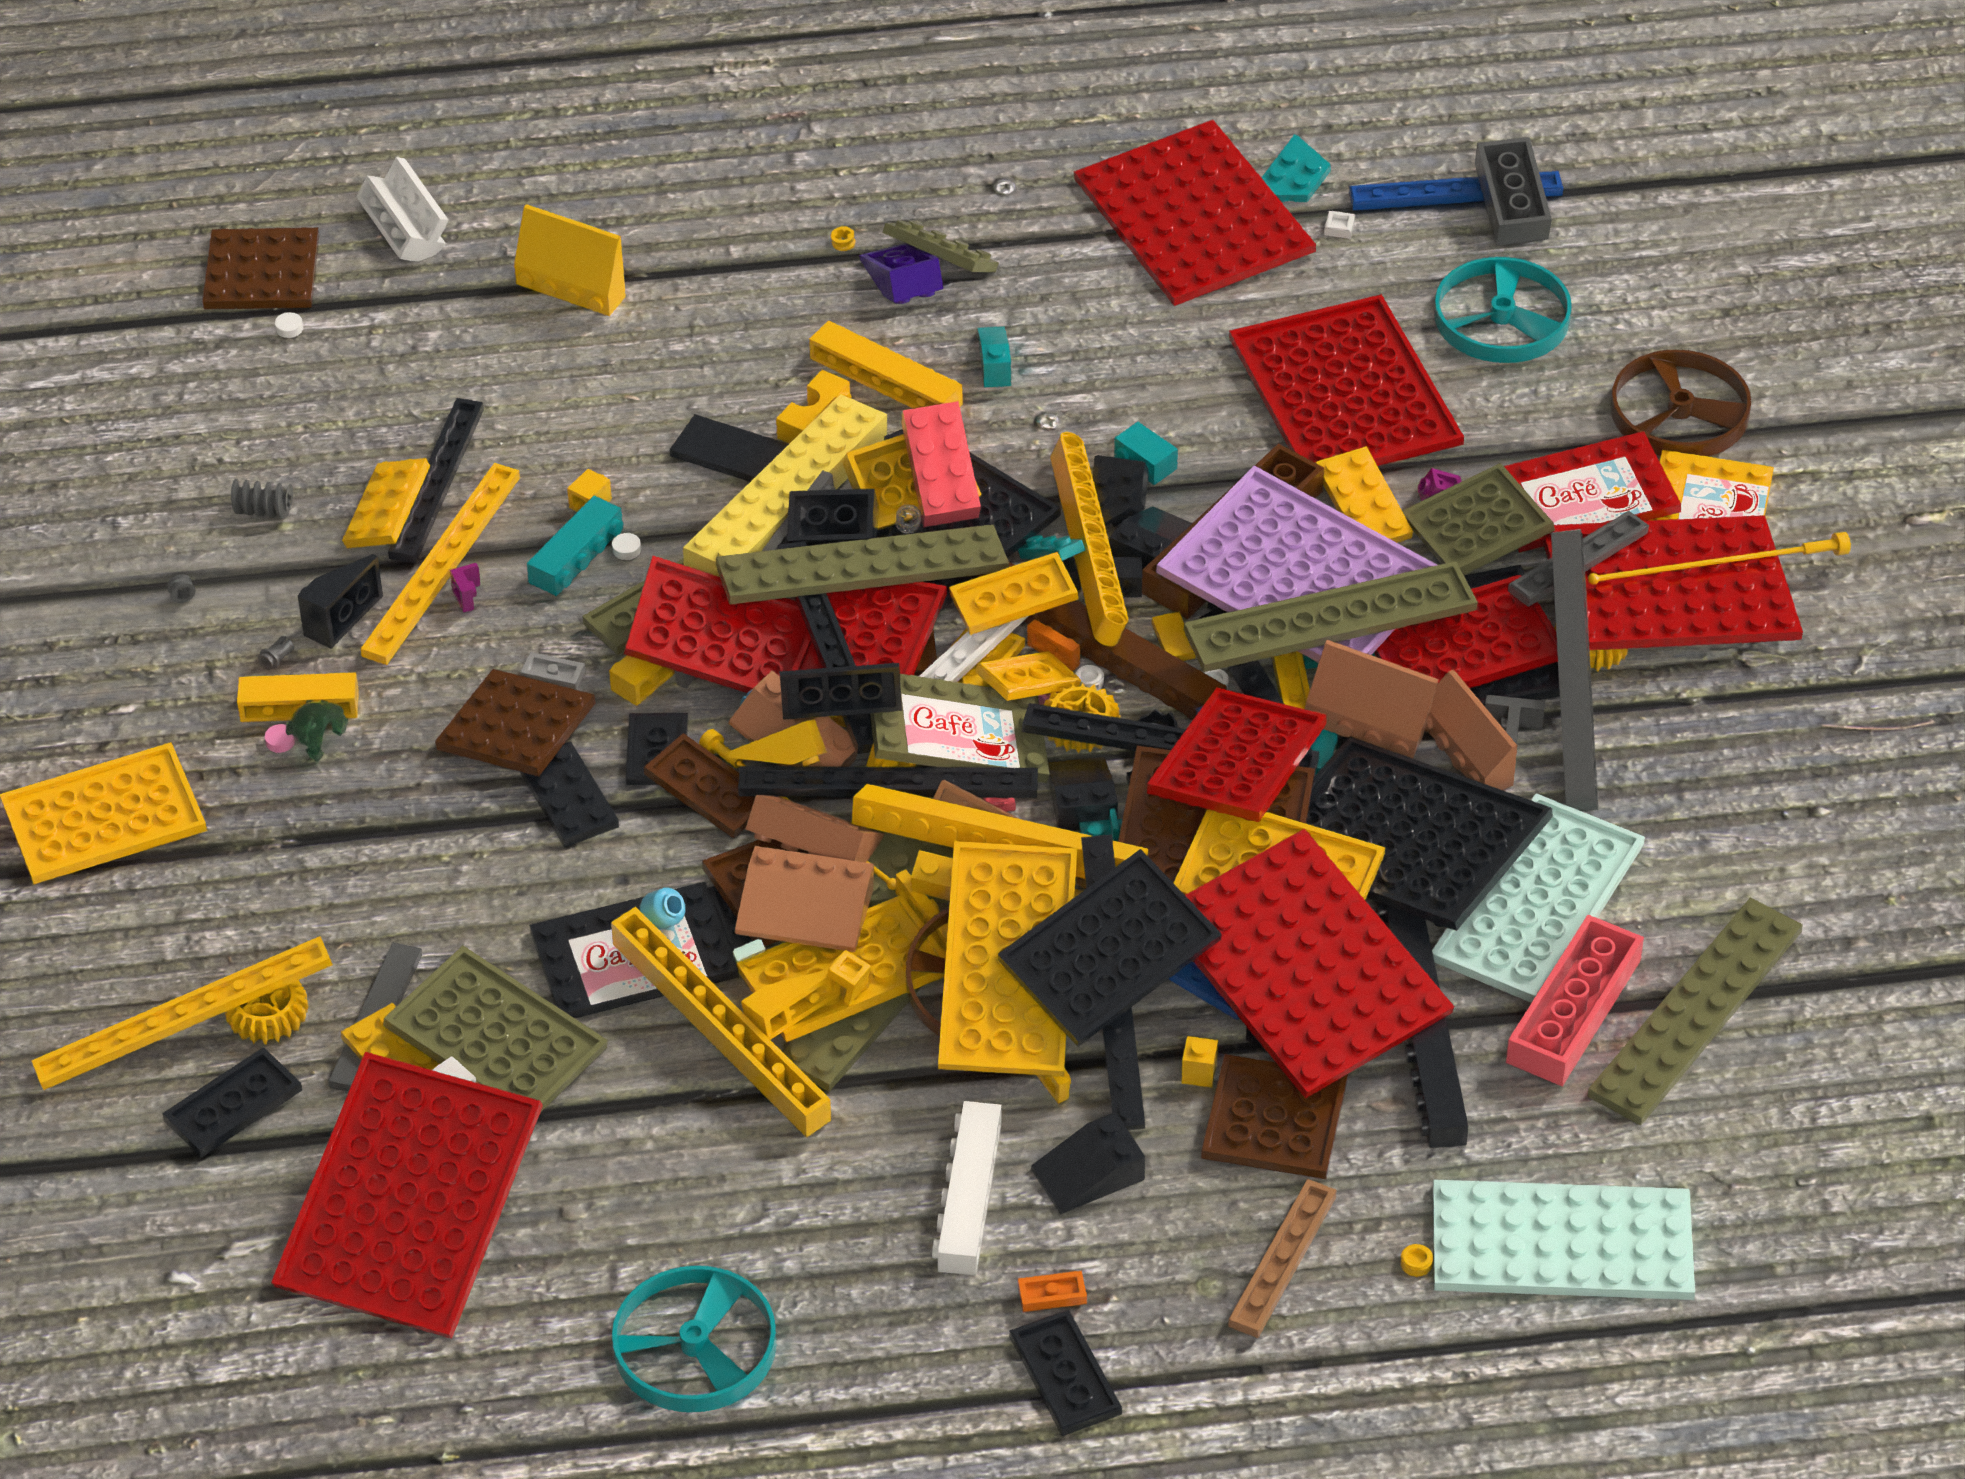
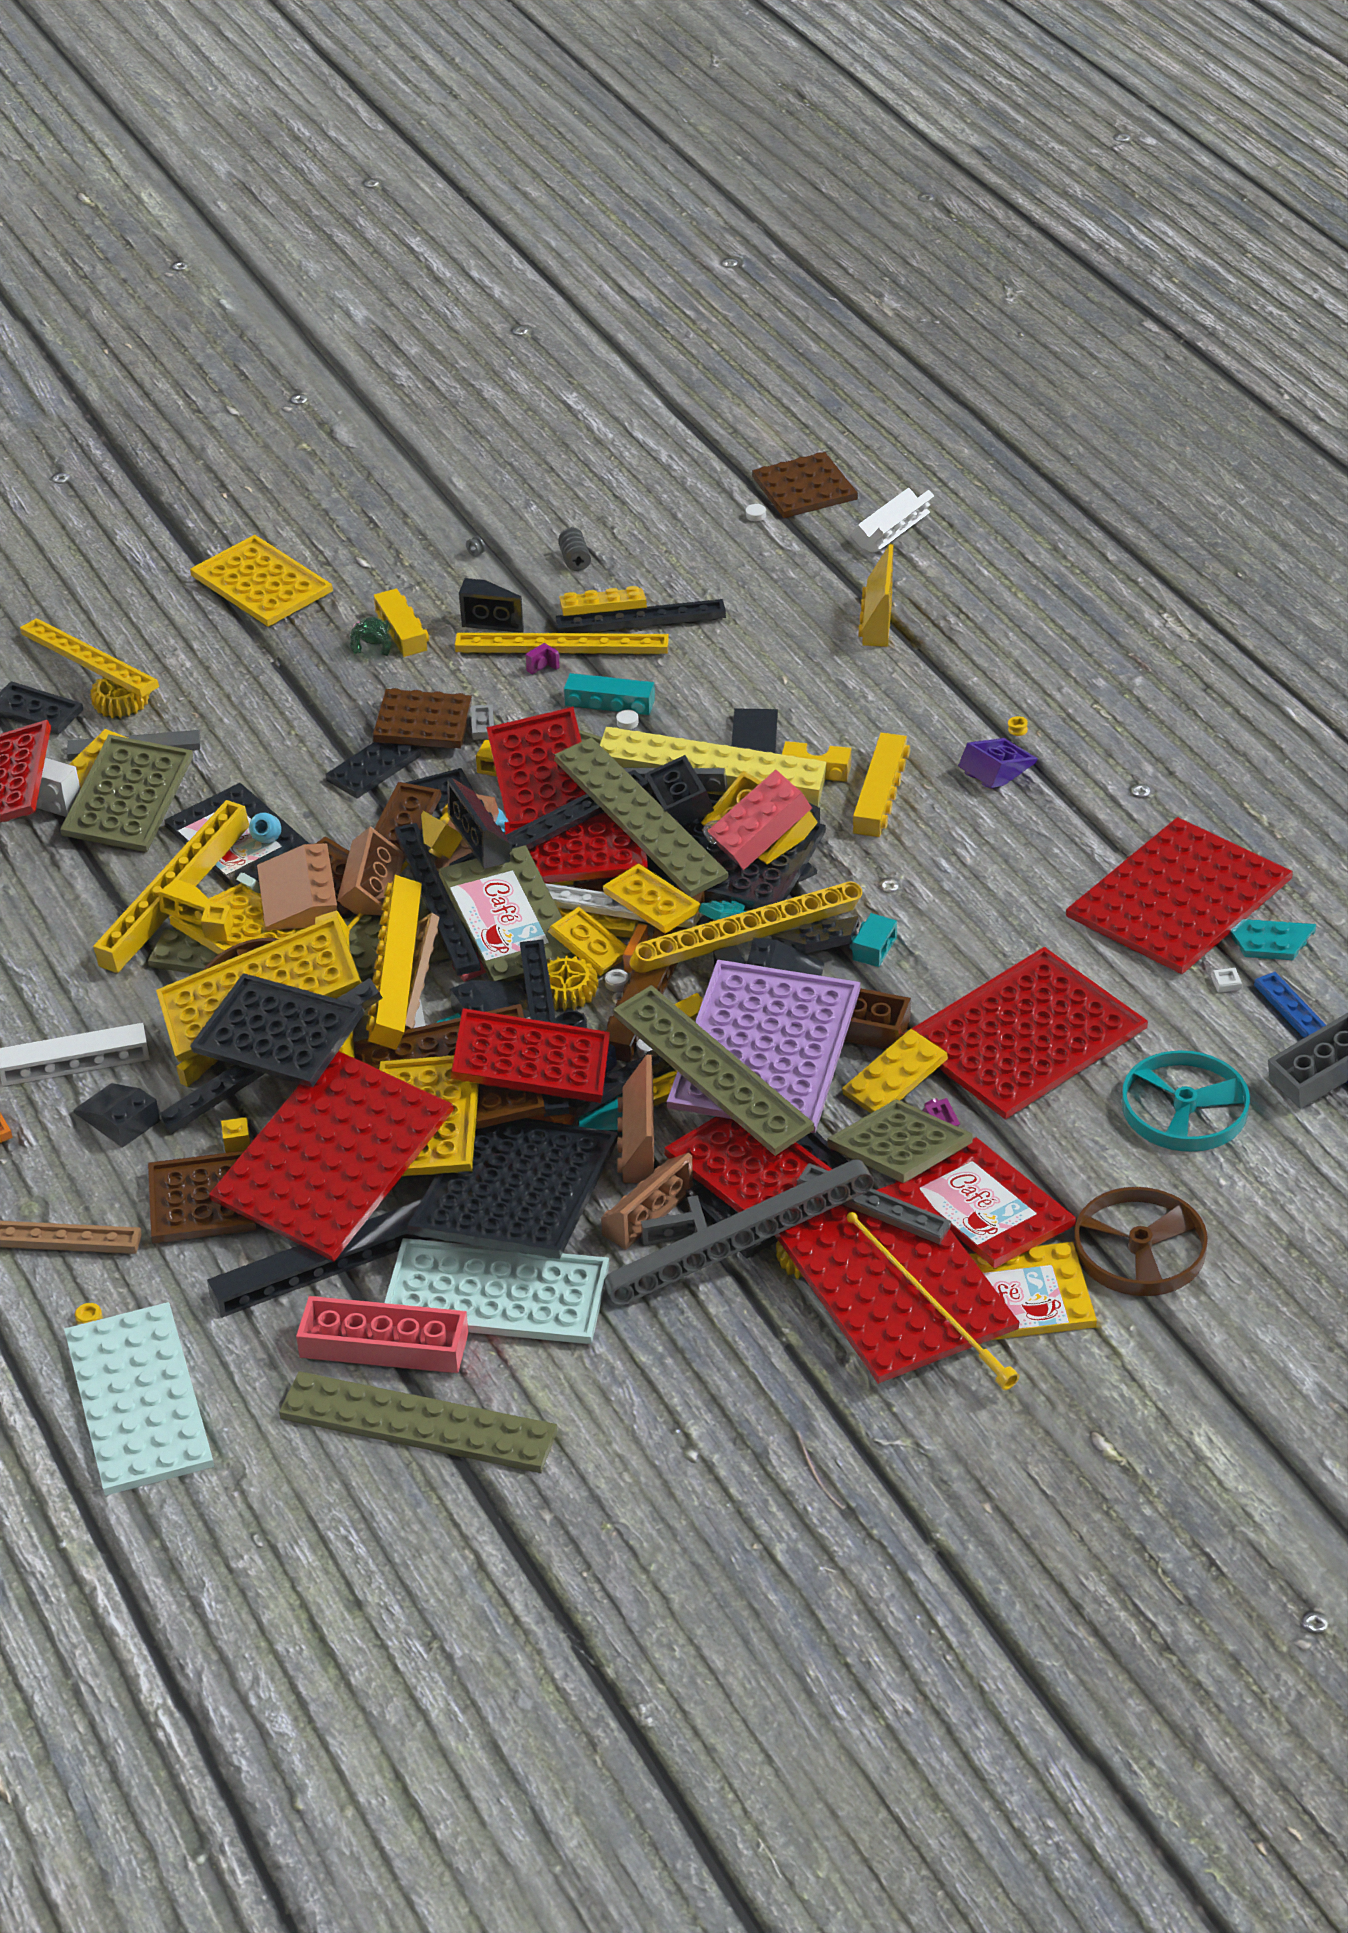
camera: 70 degrees right, 5 degrees down
(271, 657) = (438, 602): dark grey pin -> none
(587, 486) = (666, 684): yellow brick -> none
(936, 244) = (1030, 769): olive plate -> none
(994, 356) = (935, 832): teal slope -> none

